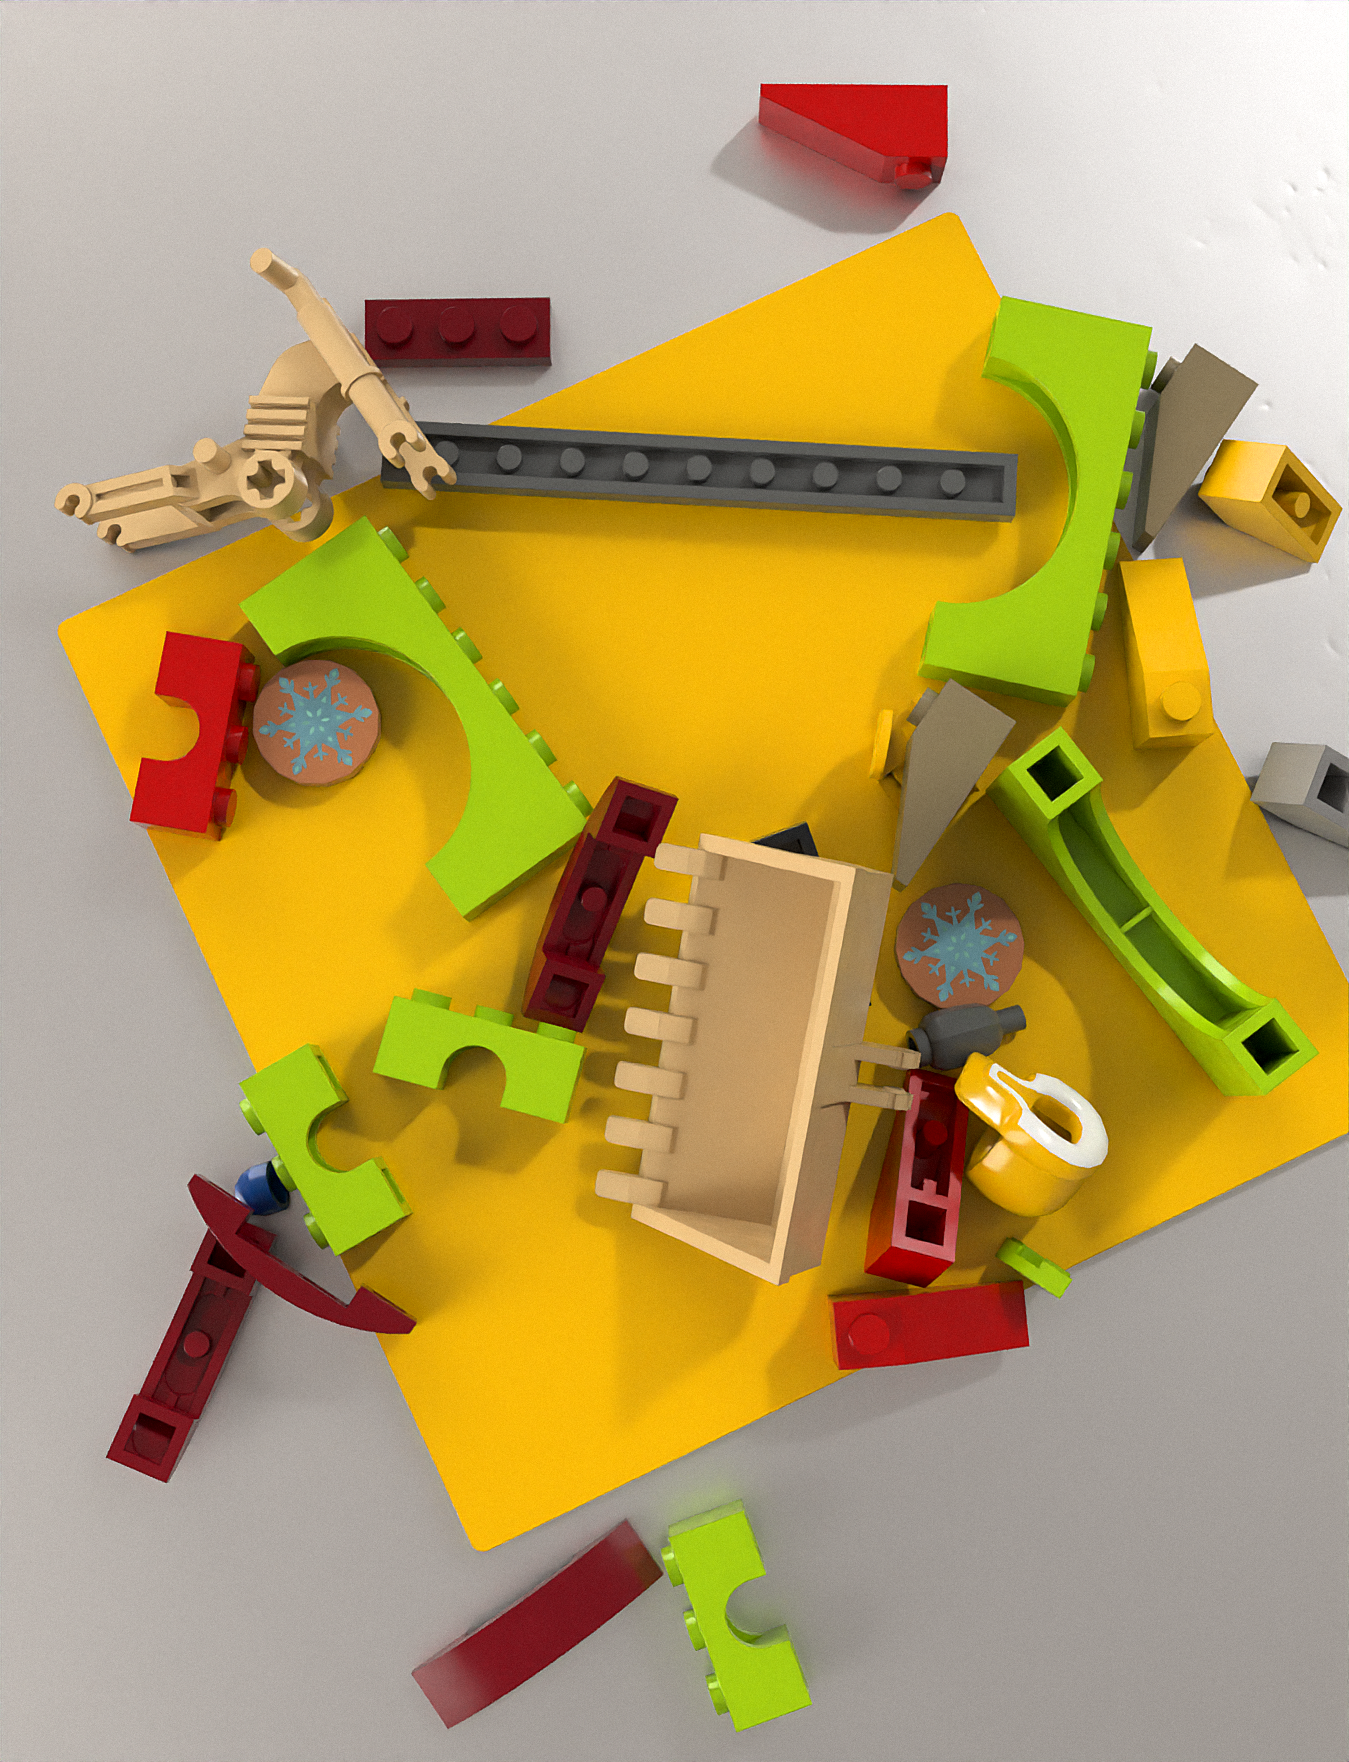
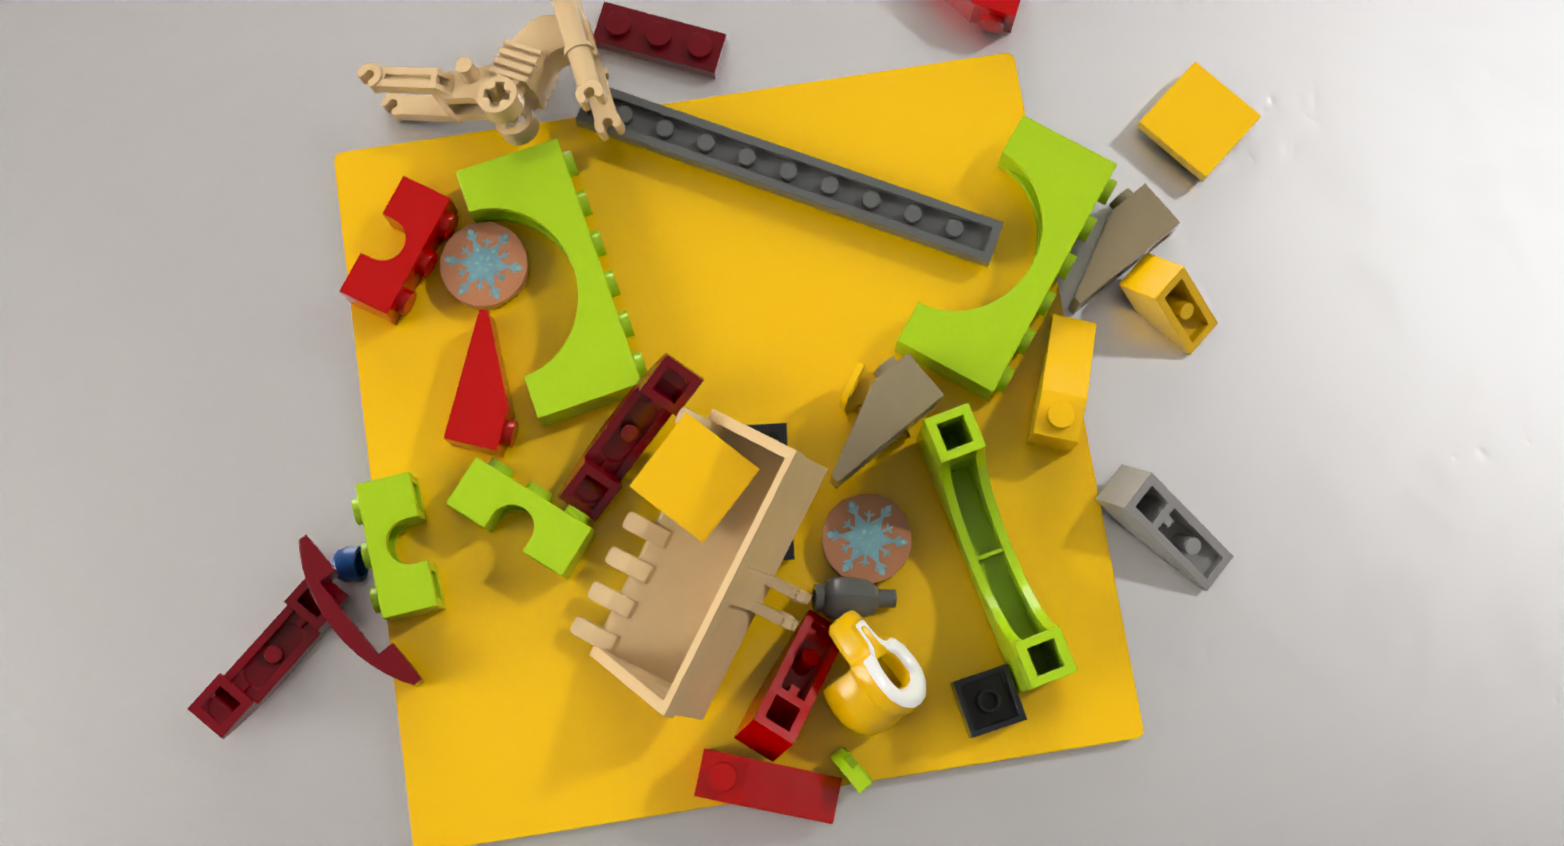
camera: 15 degrees right, 5 degrees down
(377, 917) = (483, 404): none -> red slope
(708, 937) = (694, 477): none -> yellow tile
(1190, 1119) = (988, 701): none -> black piece
(1238, 233) = (1198, 121): none -> yellow tile

